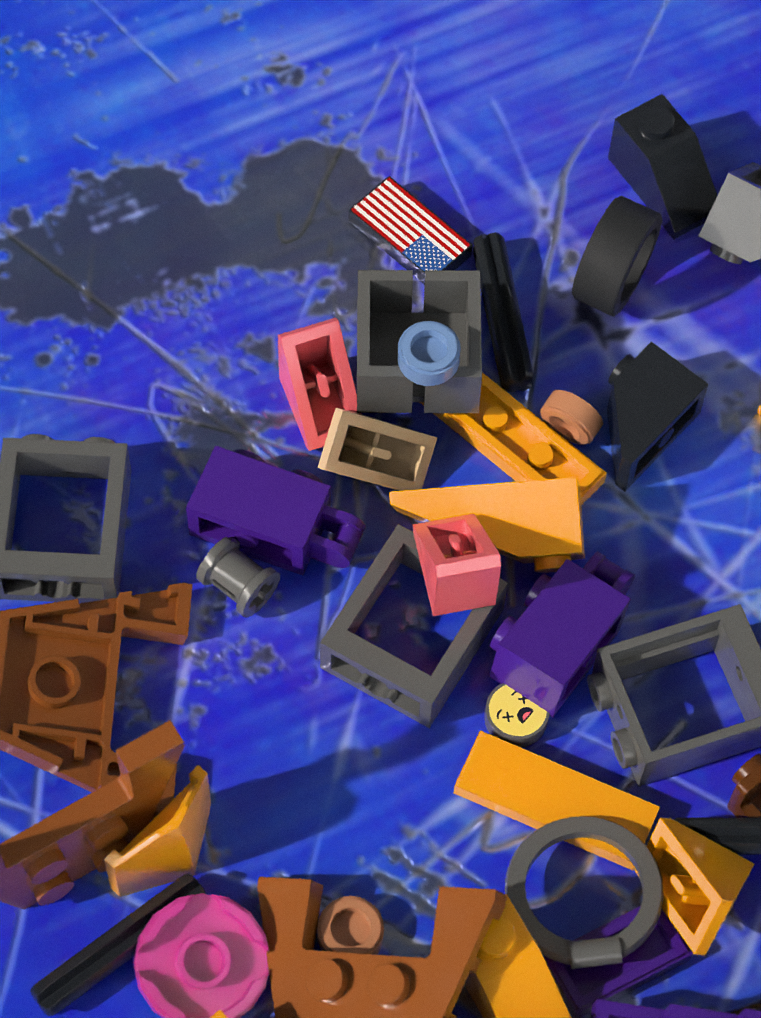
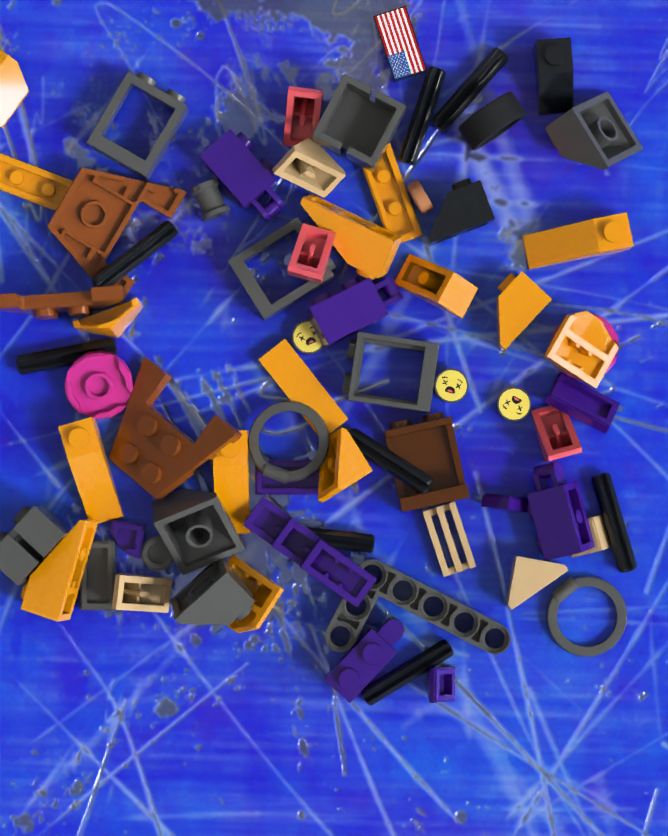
camera: 35 degrees right, 25 degrees up
(167, 696) = (135, 255): none -> black axle
(350, 926) = (175, 403): nougat tile -> none
(429, 353) = (352, 142): medium blue tile -> none
(552, 246) = (469, 89): none -> black axle
(677, 530) = (436, 285): none -> light orange slope

